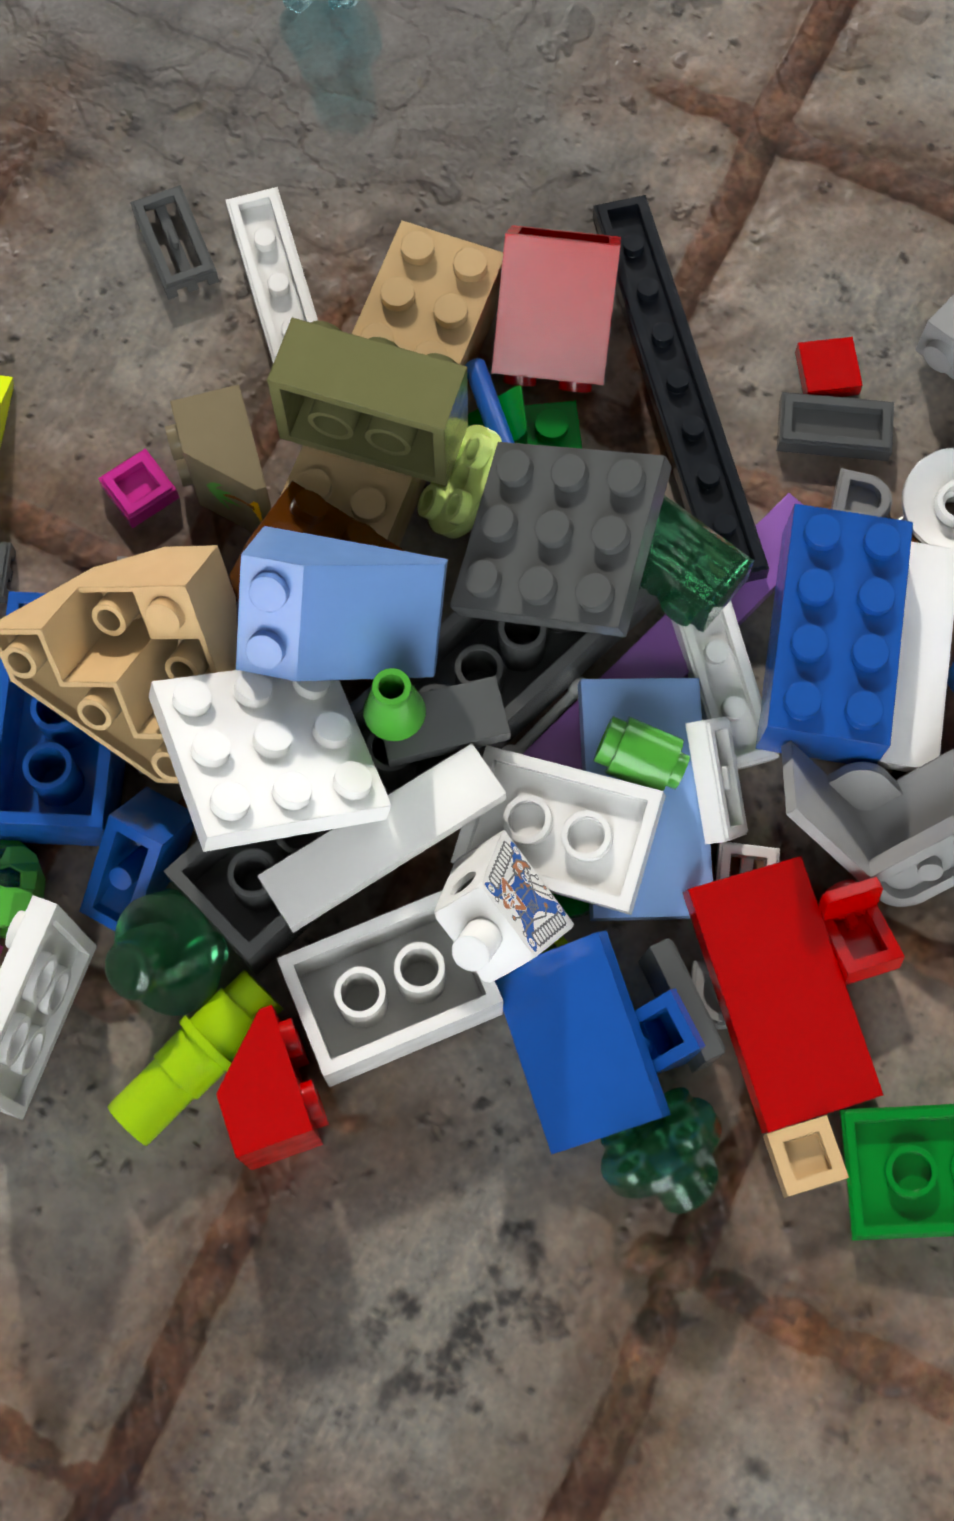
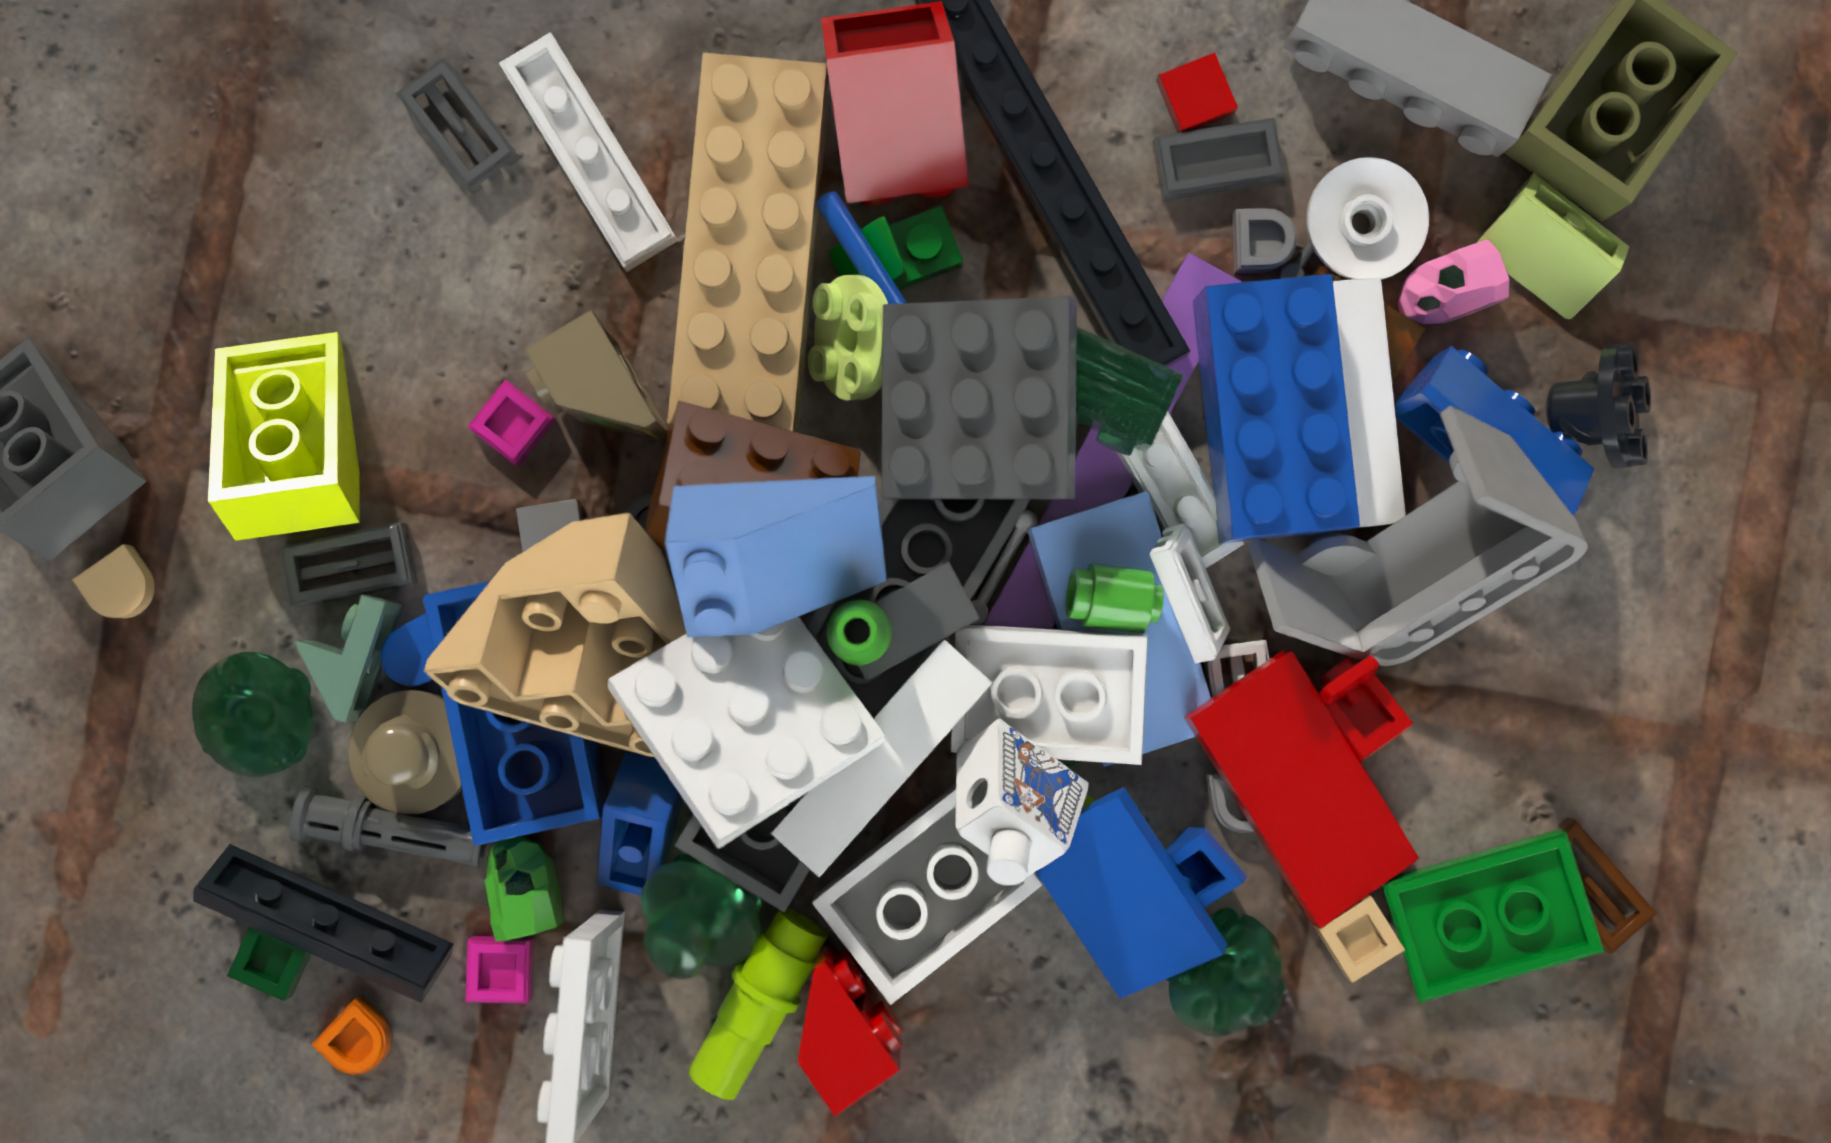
camera: 15 degrees left, 15 degrees up
(369, 400) = (736, 298): olive brick -> none
(667, 971) = (1199, 811): dark grey tile -> none

